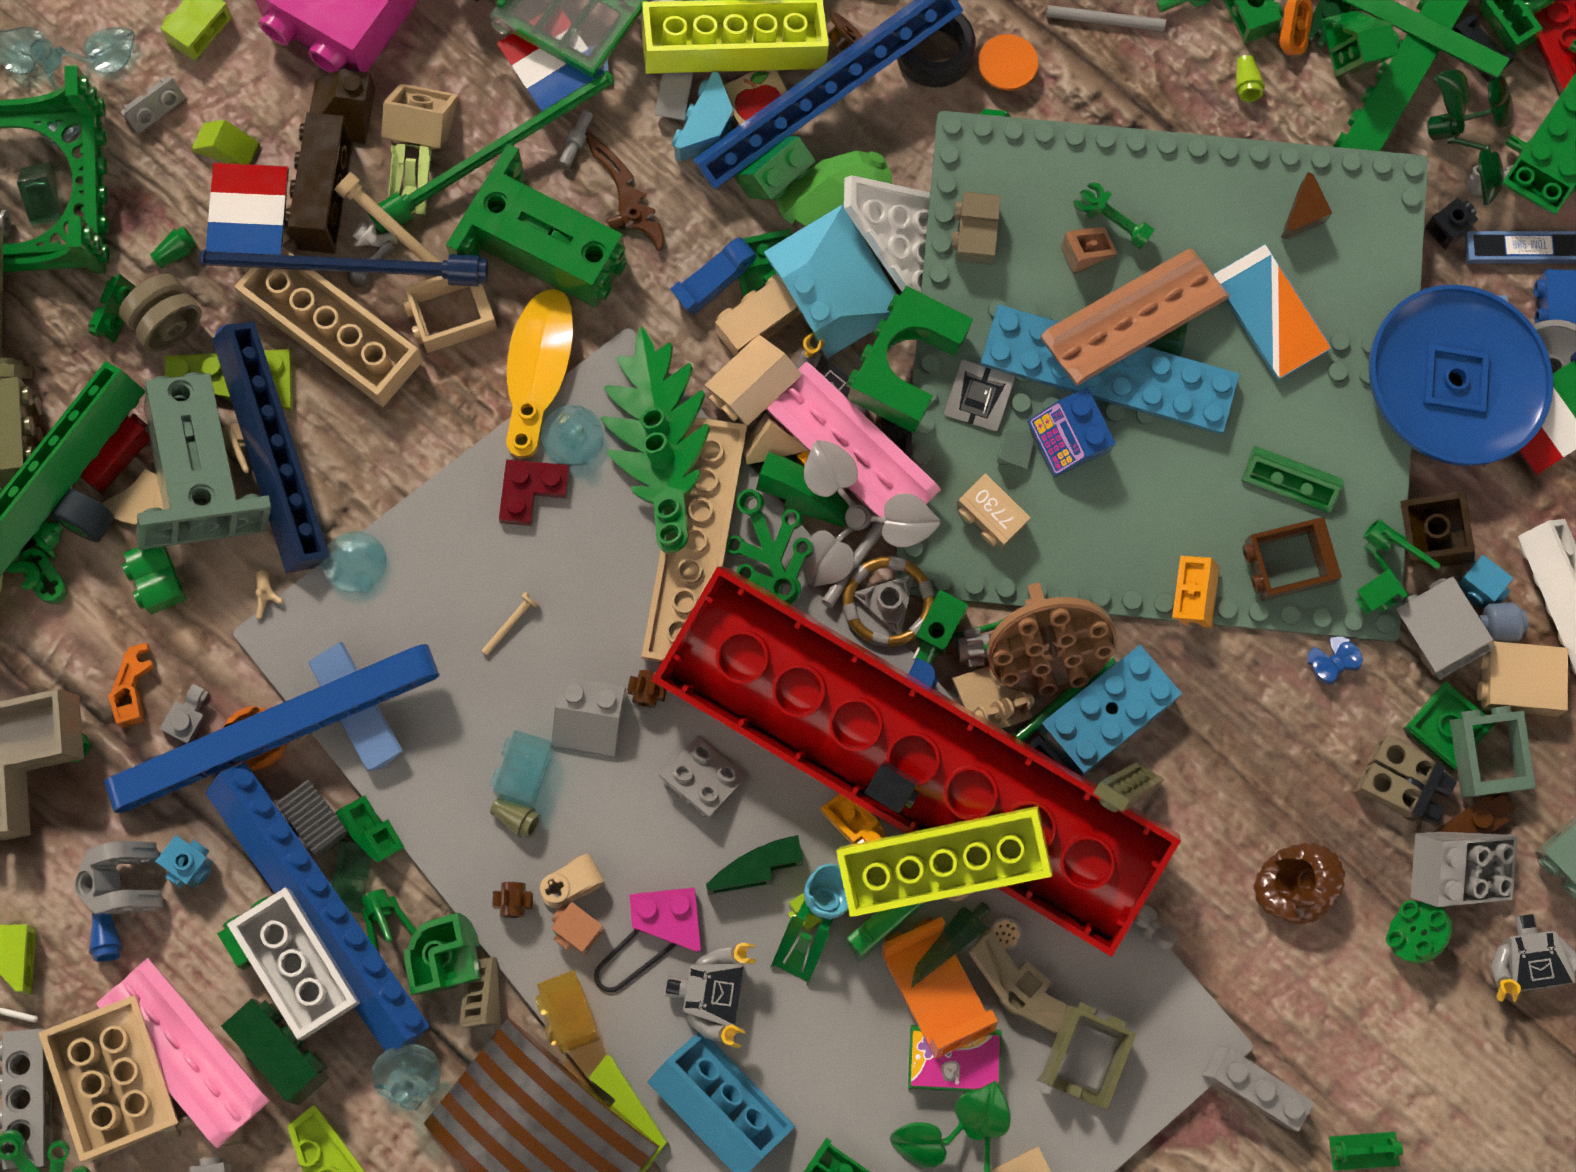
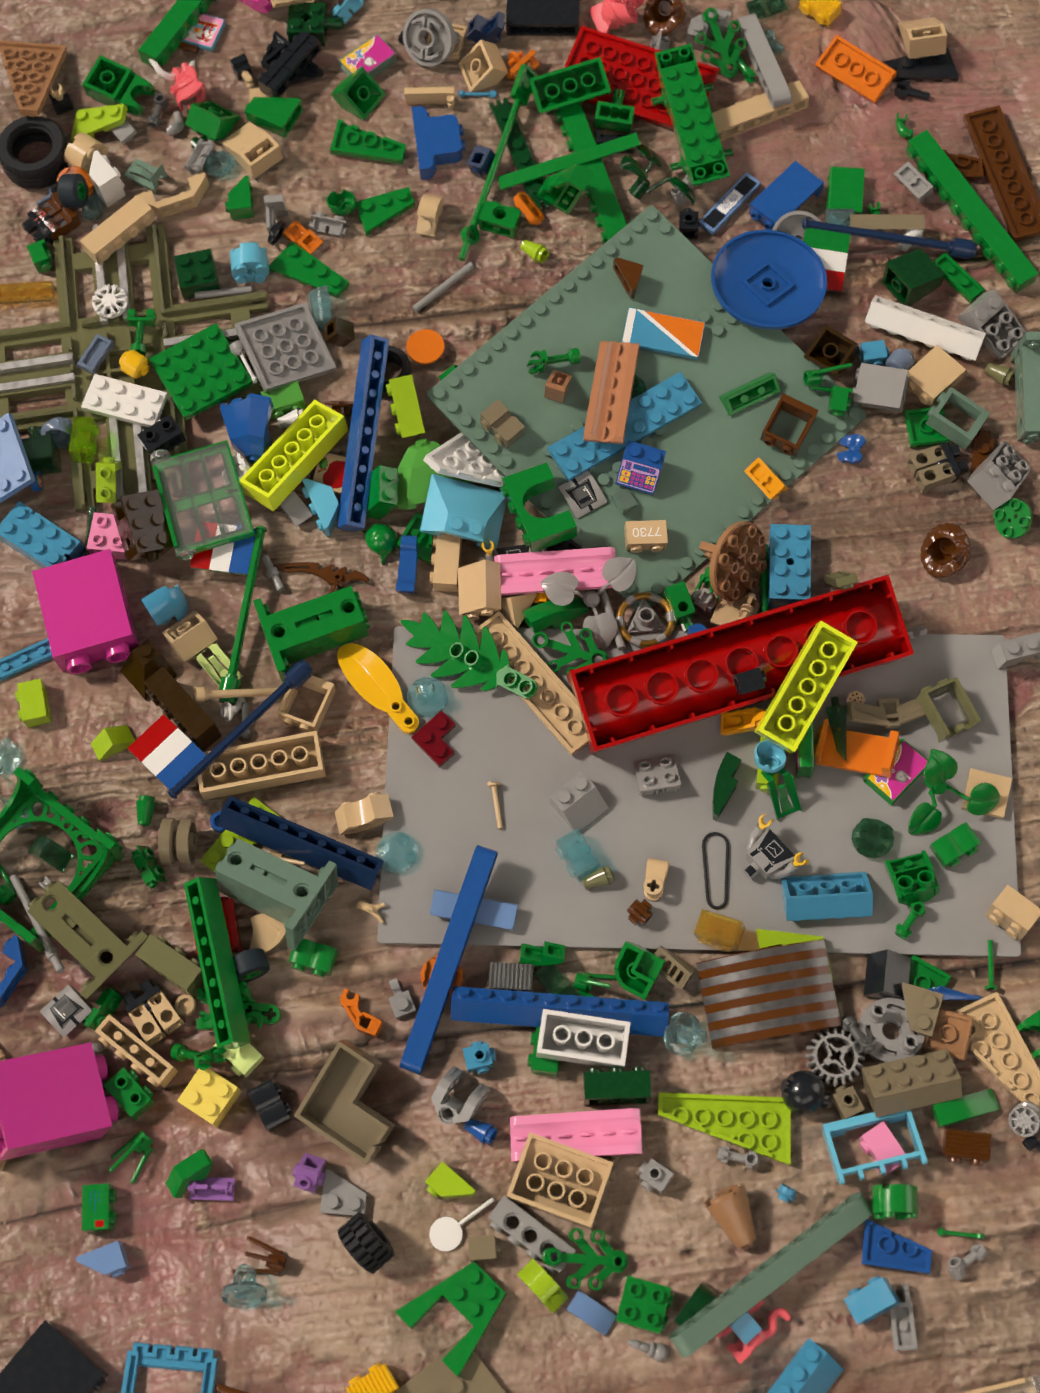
camera: 40 degrees left, 5 degrees down
(154, 105) = (57, 751): light grey hinge -> none
(370, 486) = (363, 814): none -> tan brick
(425, 55) = (166, 604): none -> dark azure brick
(575, 928) = (680, 894): nougat brick -> none
(644, 690) = (590, 763): reddish brown gear -> none
(668, 915) = (712, 846): dark pink wing -> none
(720, 221) = (381, 540): none -> green hair
(843, 1100) = (872, 838): none -> clear green dish
(903, 104) = (405, 406): none -> lime brick

